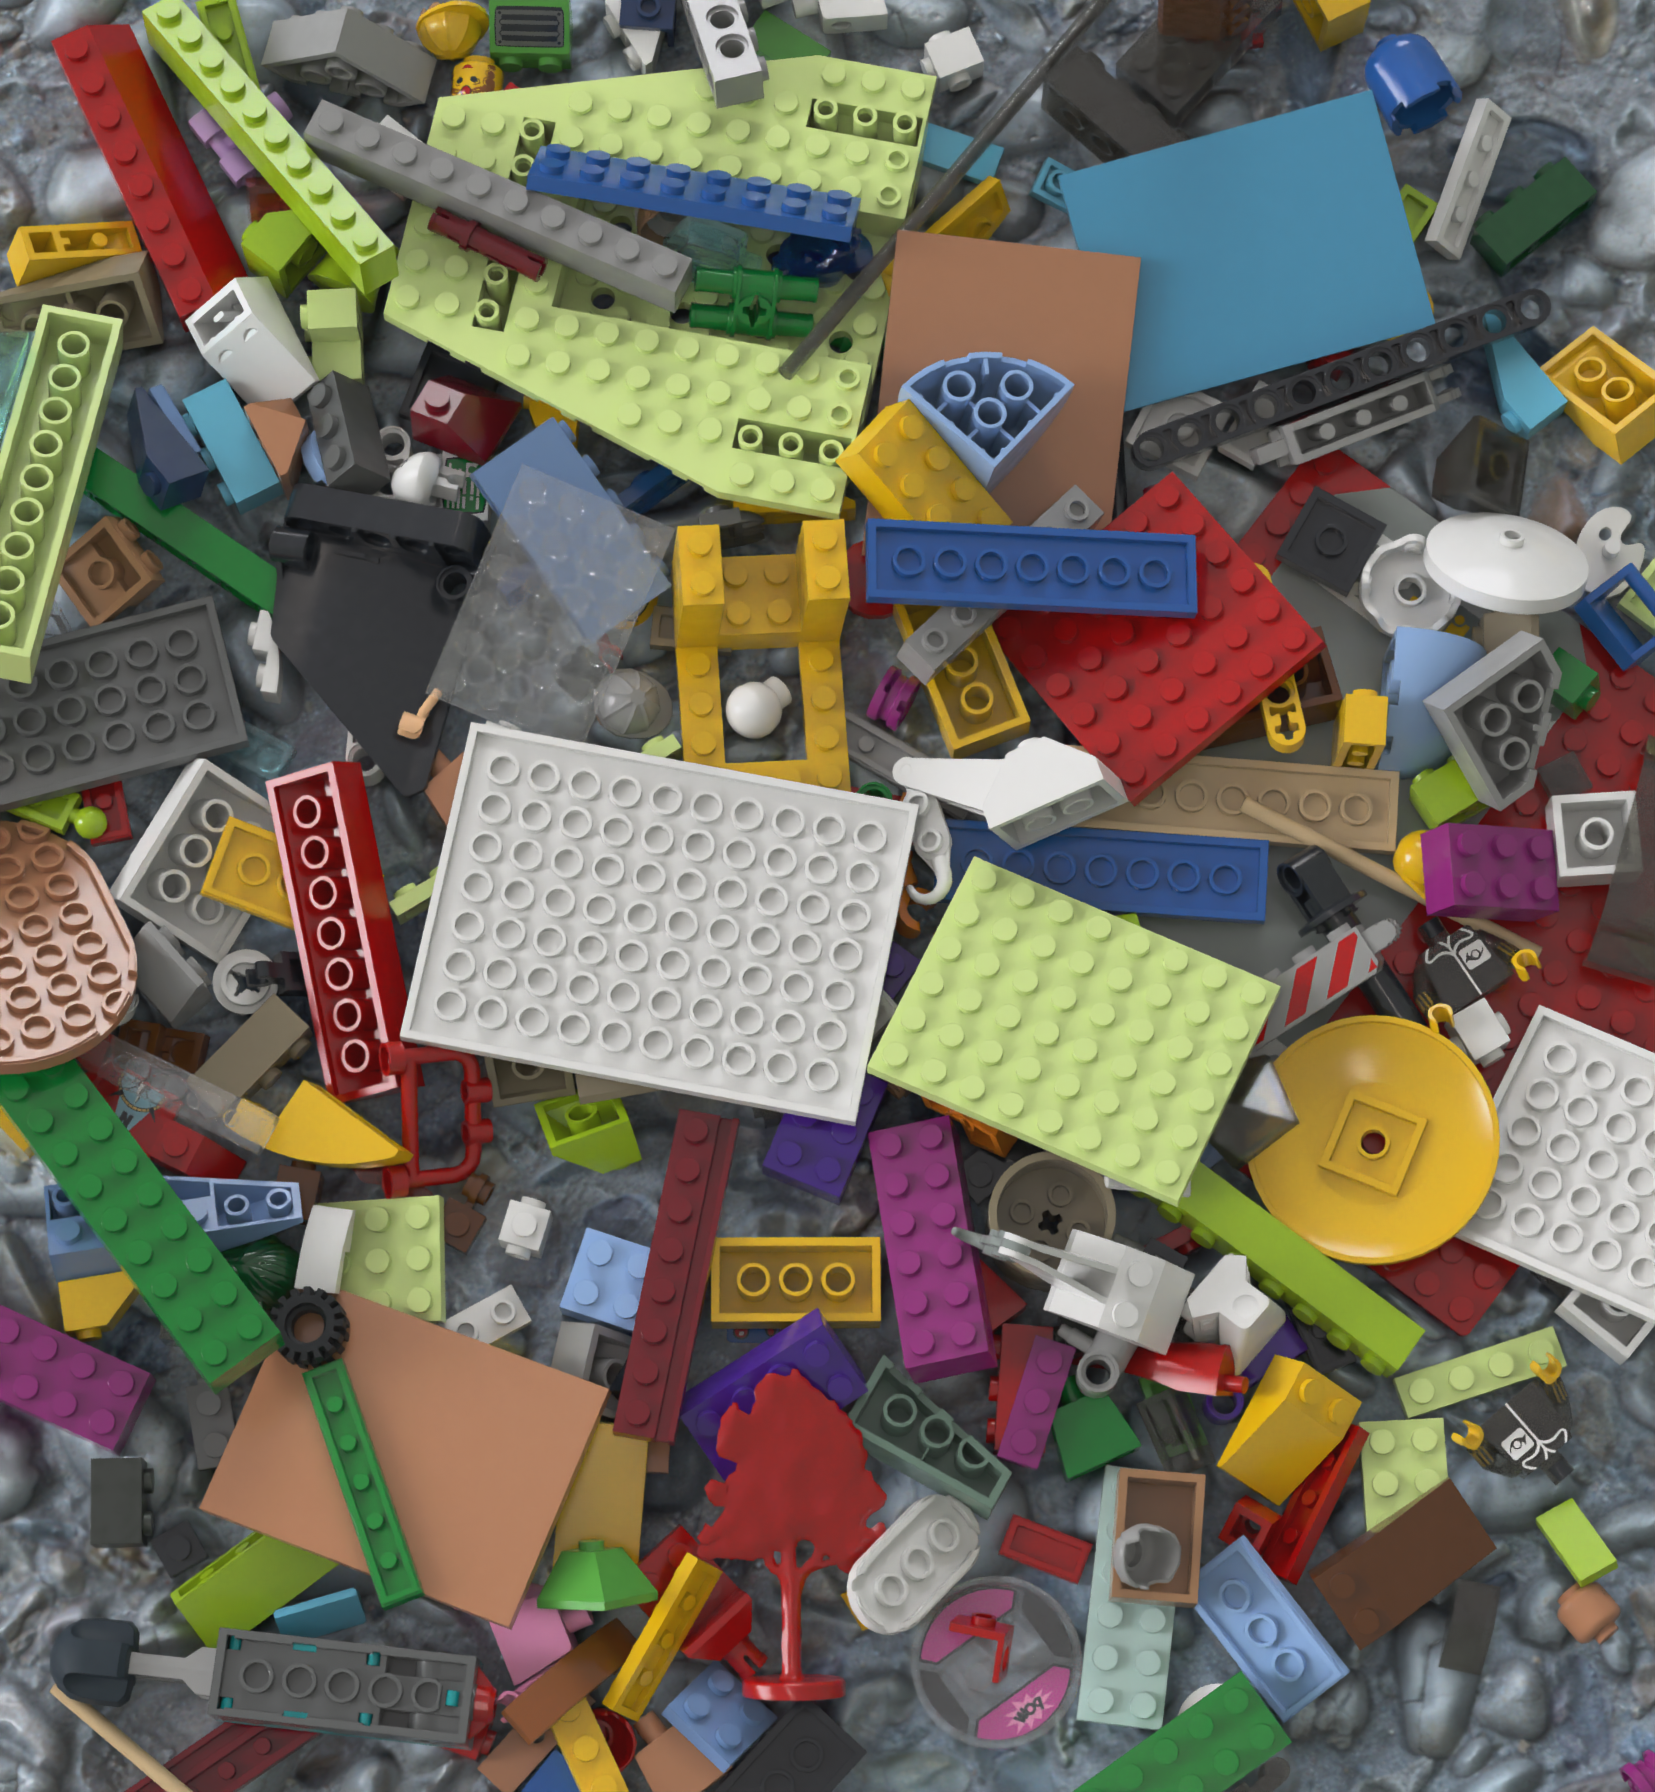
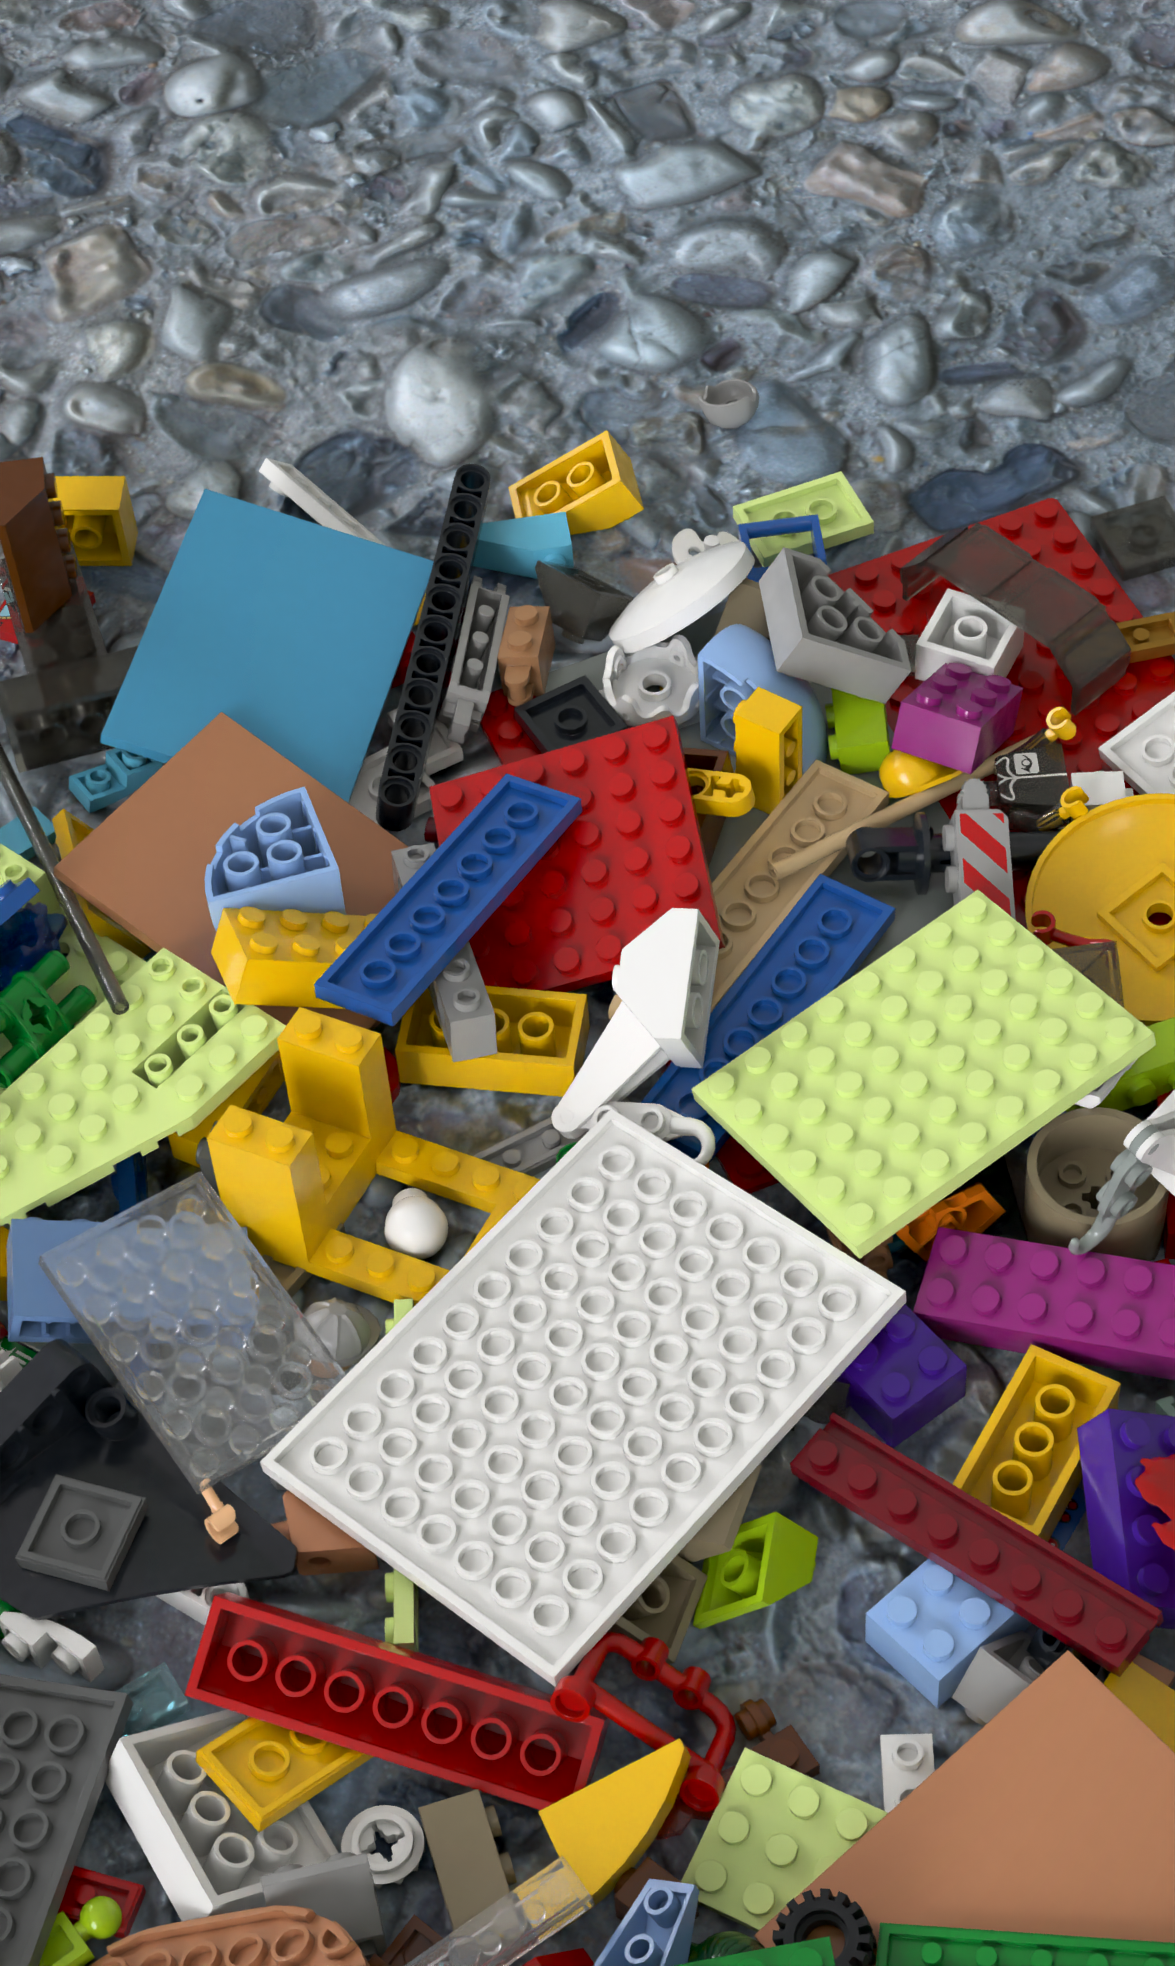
camera: 55 degrees left, 25 degrees down
(284, 971) = (399, 1790): black plate -> none
(324, 1248) = (740, 1889): white slope -> none
(348, 629) = (82, 1532): none -> dark grey tile
(525, 1228) = (828, 1686): white brick -> none
(893, 697) = (484, 1107): magenta wheel -> none
(1297, 1082) = (1051, 933): none -> red piece
(1383, 461) = (526, 653): none -> medium nougat brick
(1410, 83) = (187, 486): blue cylinder -> none
(1532, 215) = (385, 481): dark green brick -> none

